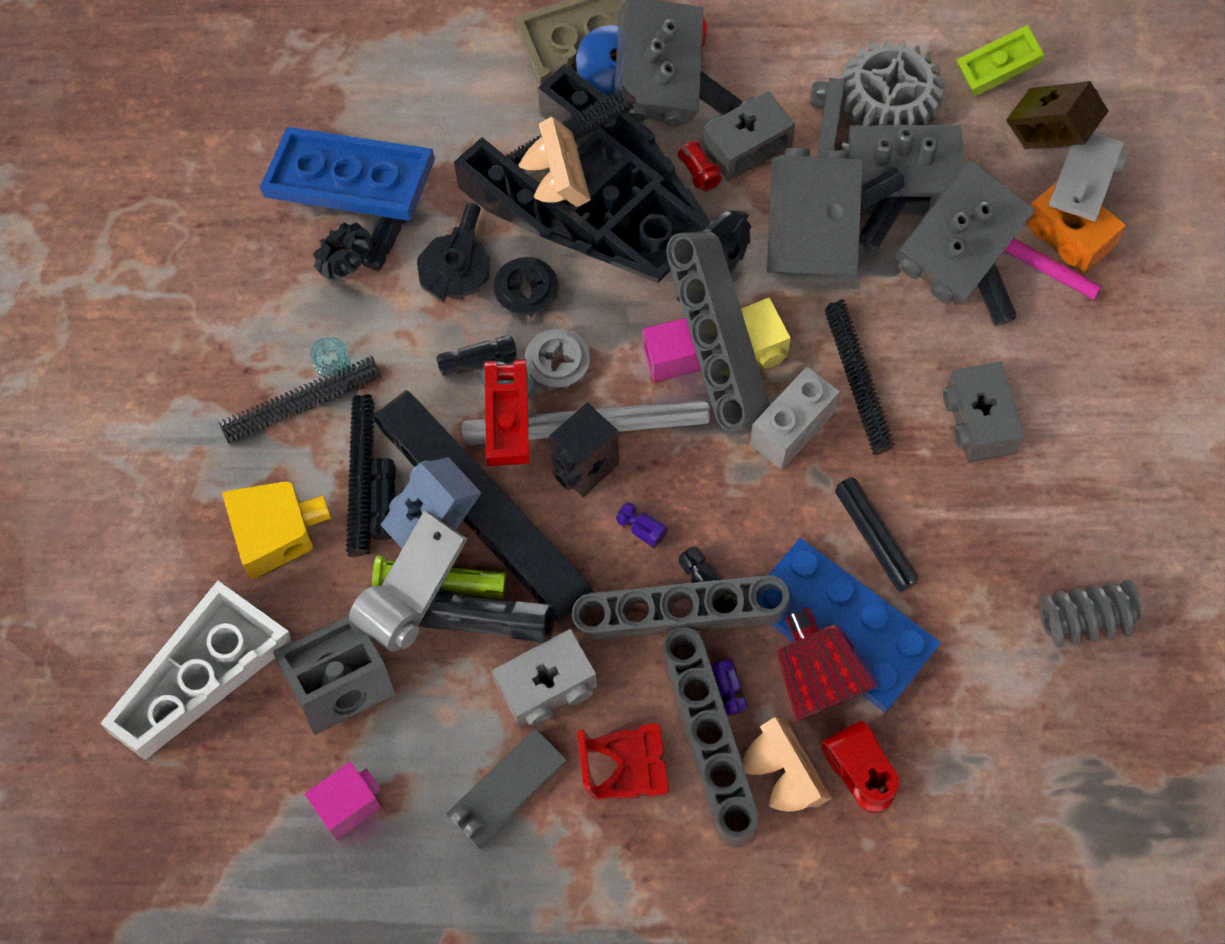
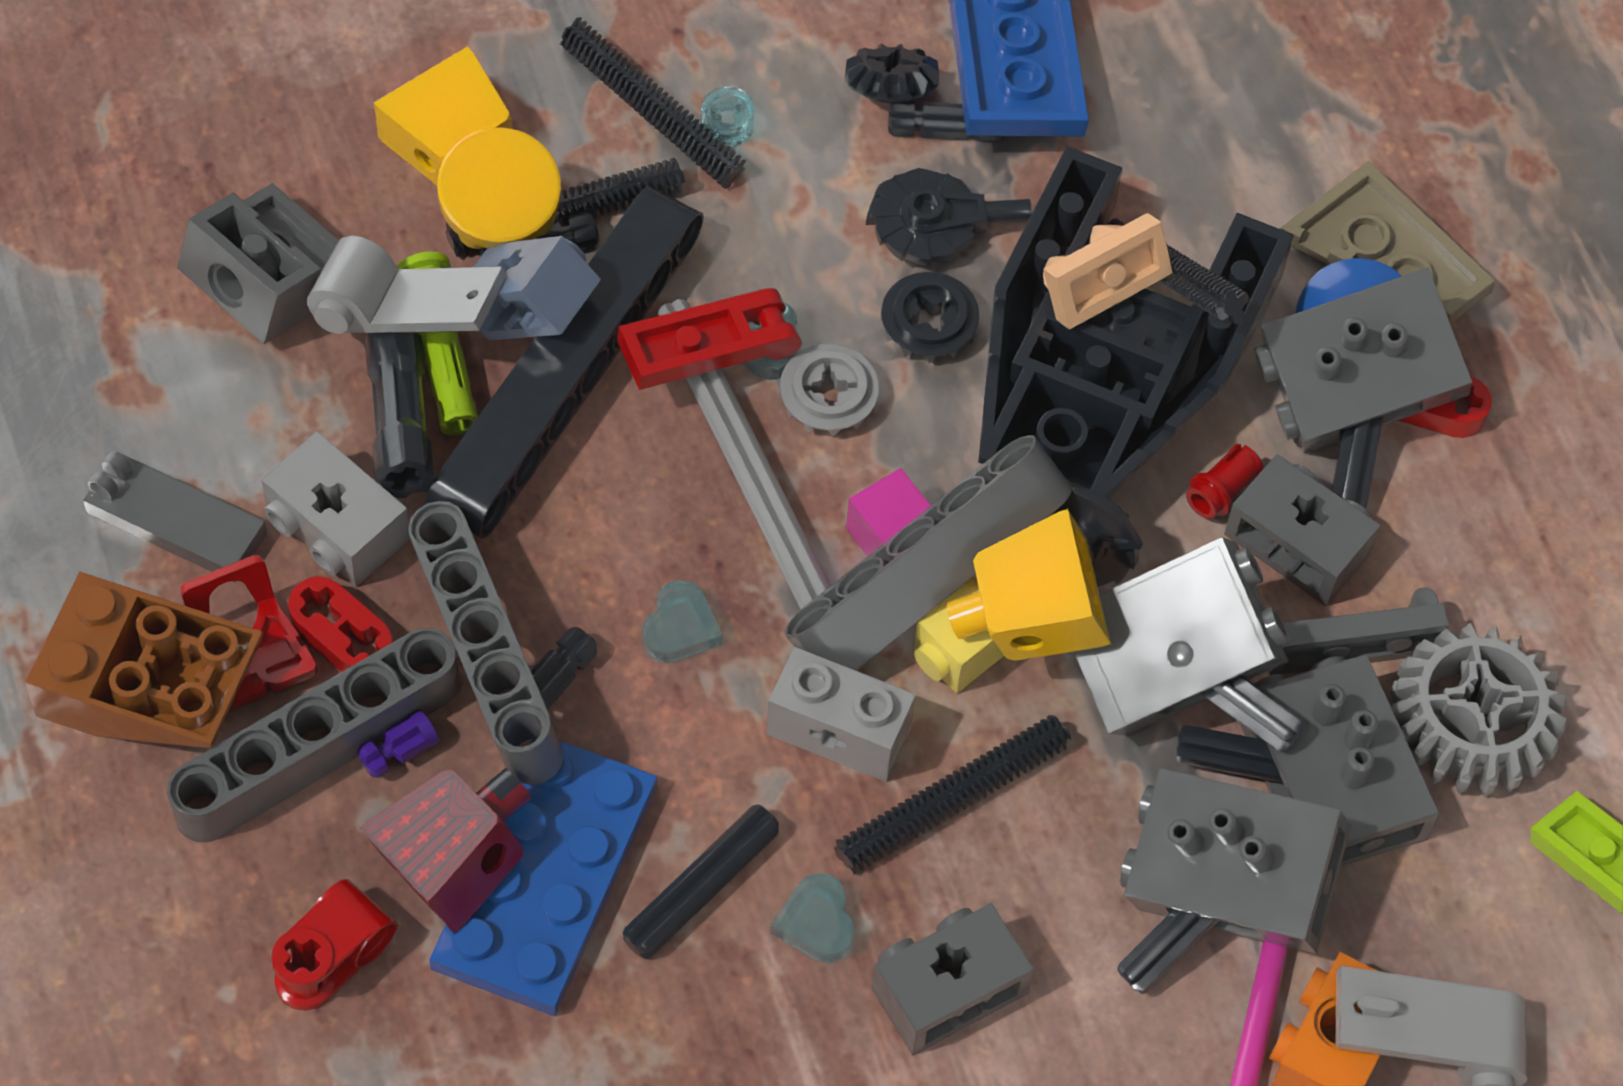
camera: 65 degrees right, 5 degrees down
(198, 667) = (219, 102): white wedge -> none
(345, 799) = (99, 328): dark pink brick -> none
(346, 503) = (498, 188): none -> yellow tile
(475, 355) = (797, 288): black axle -> none
(584, 450) = (679, 447): black brick -> none
(625, 692) = (349, 617): none -> red beam
(630, 832) = (139, 666): none -> dark orange slope
(643, 526) = (607, 570): dark purple piece -> none
(693, 494) = (680, 624): none -> clear light blue tile
(772, 274) = (1035, 593): none -> yellow torso
(779, 749) = (316, 847): light nougat tile -> none
(918, 476) = (816, 919): none -> clear light blue tile
(1057, 115) = (1521, 953): dark brown brick -> none

